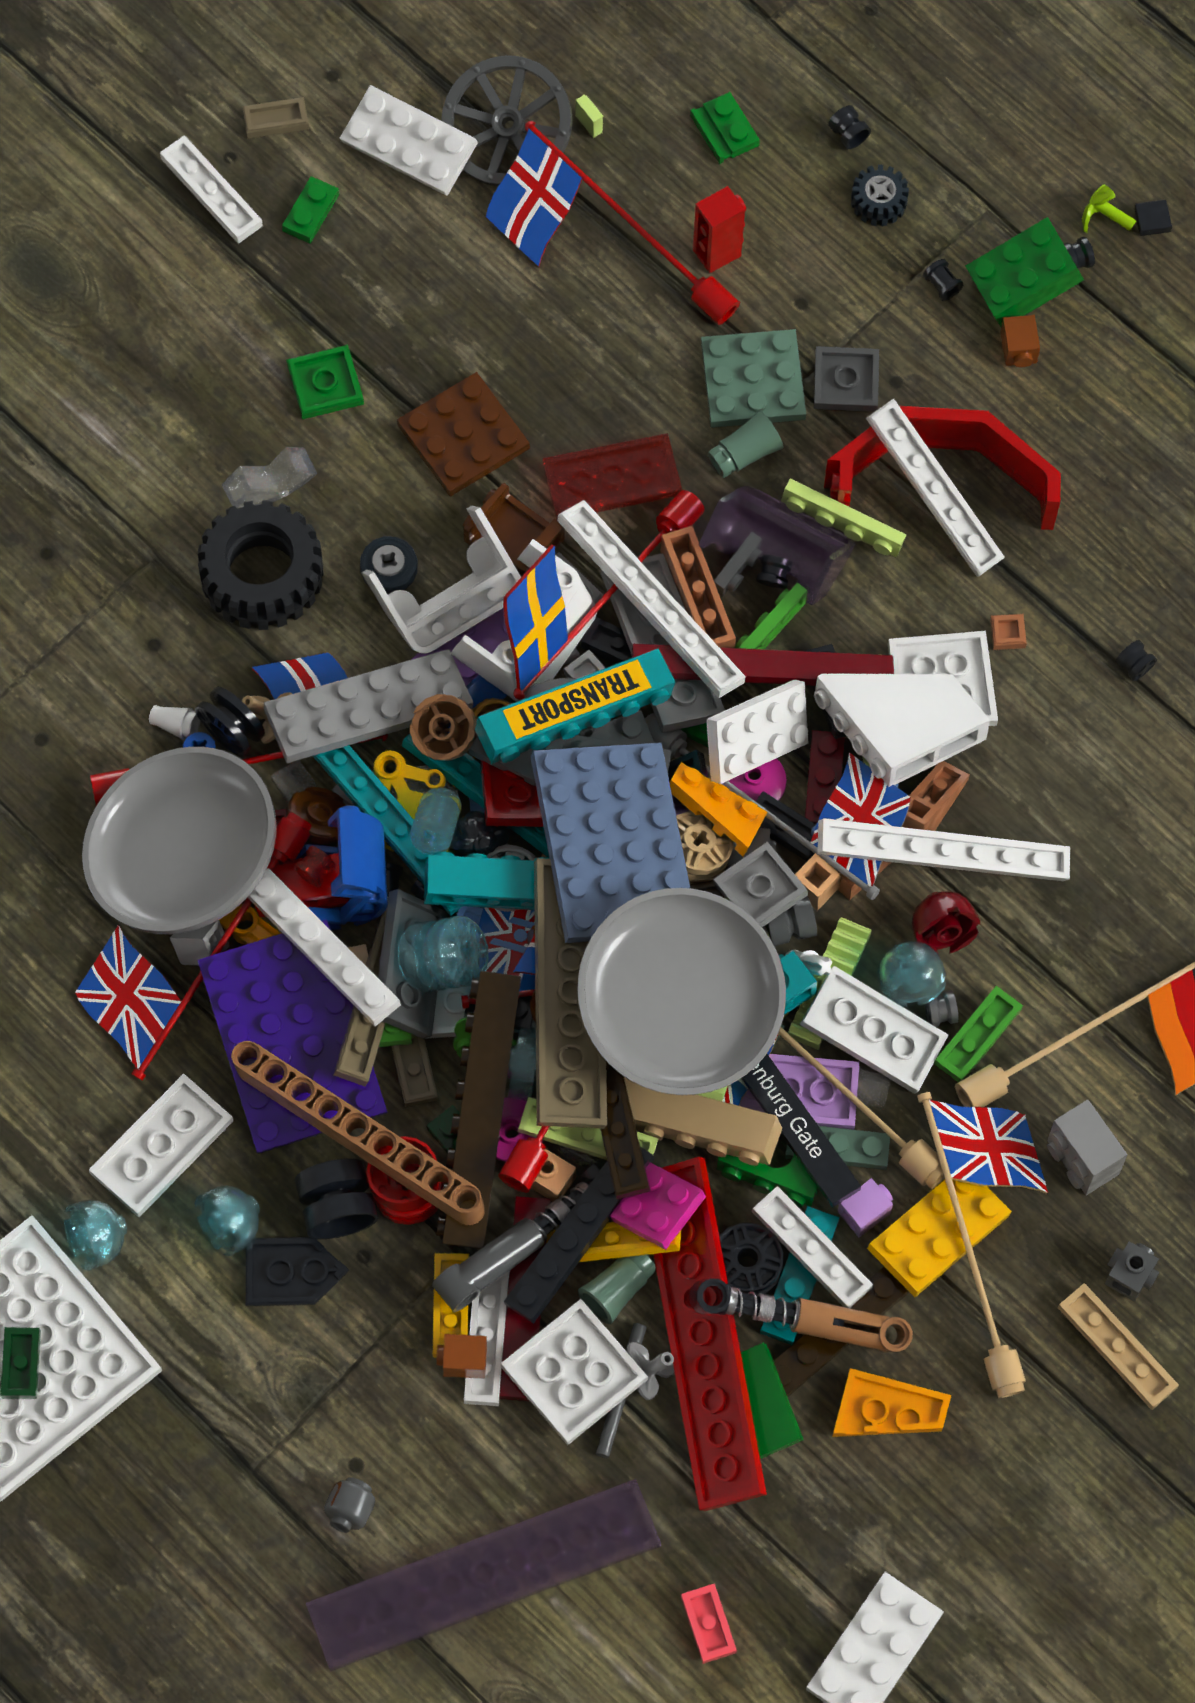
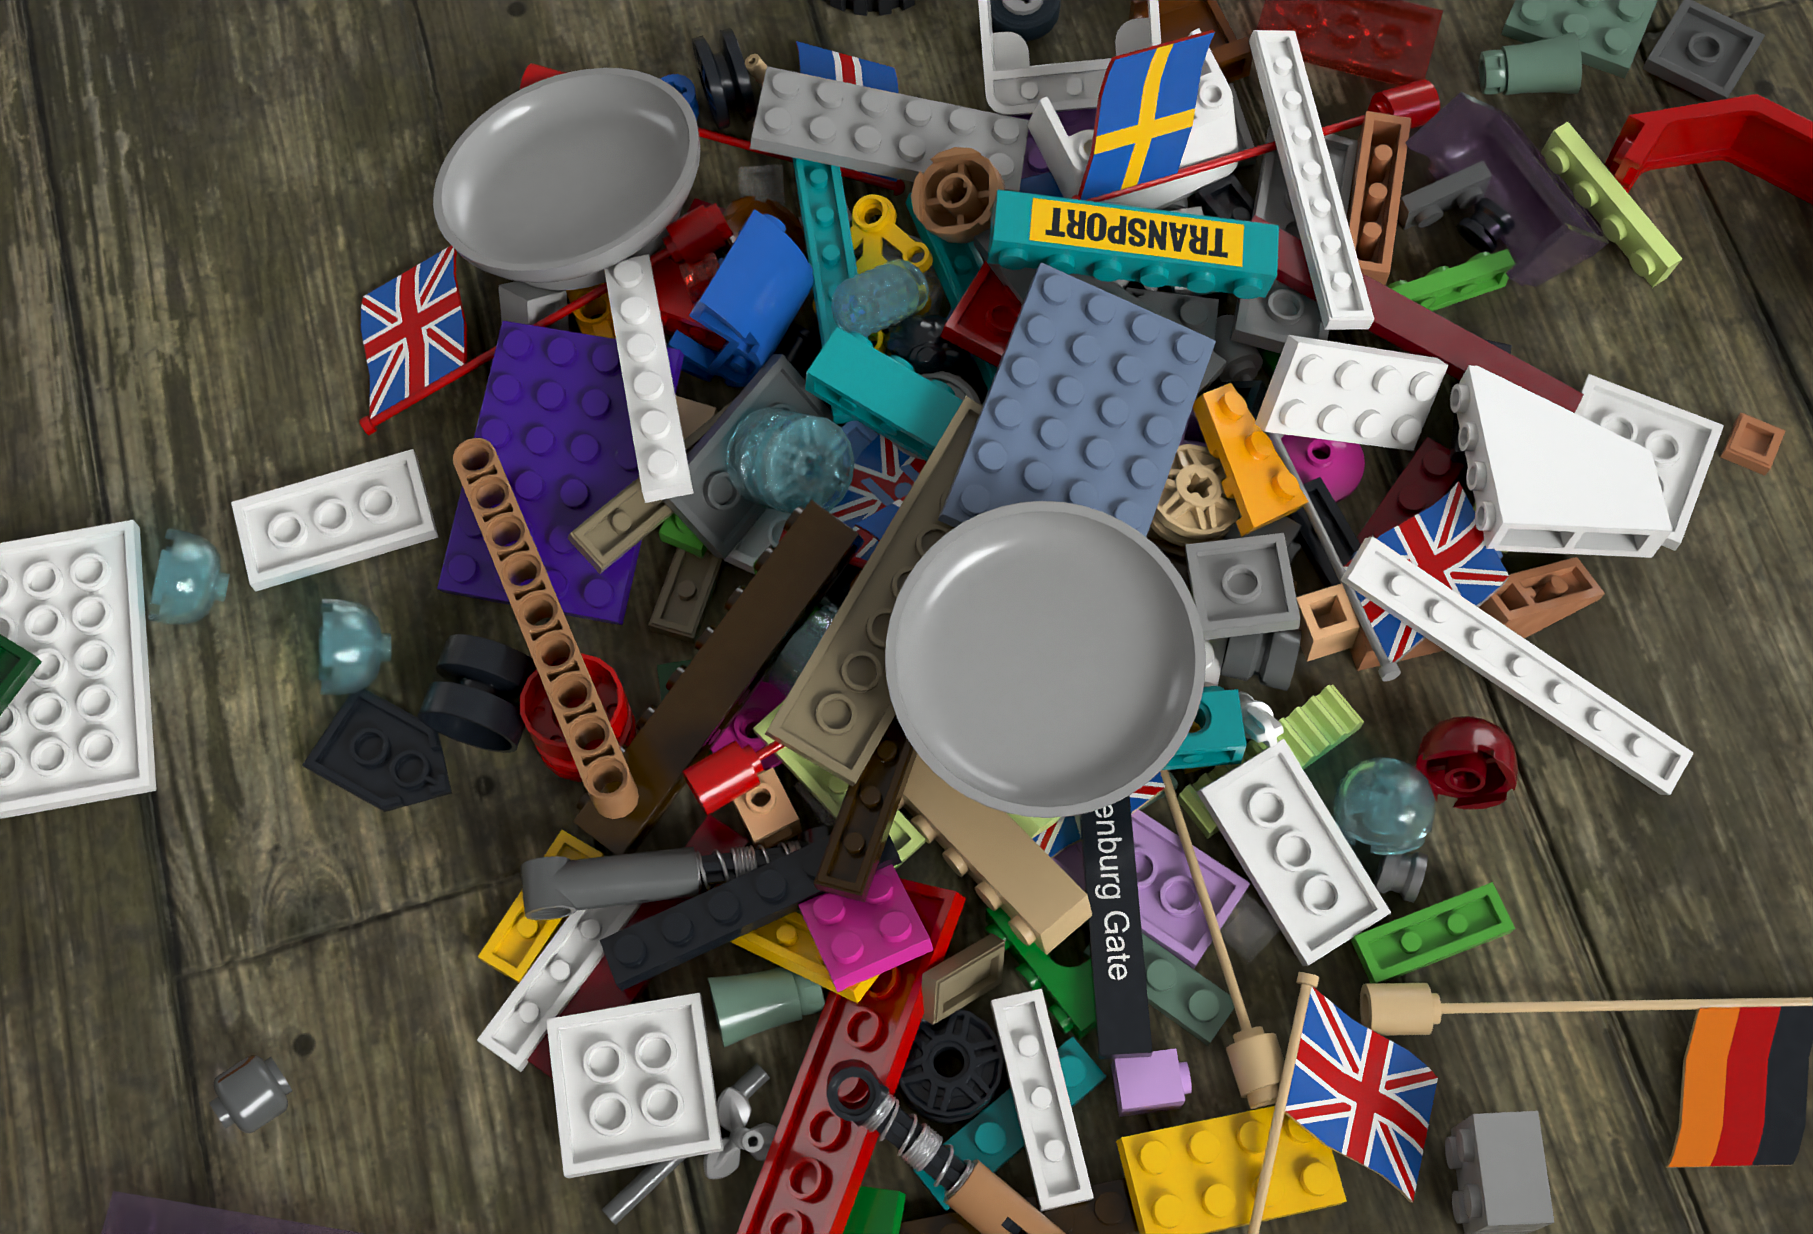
camera: 35 degrees right, 0 degrees up
(175, 720) = (670, 53): white cone -> none
(463, 1356) = (504, 982): dark orange brick -> none
(728, 1205) = (962, 978): none -> dark tan tile
(935, 487) = (1752, 218): white tile -> none

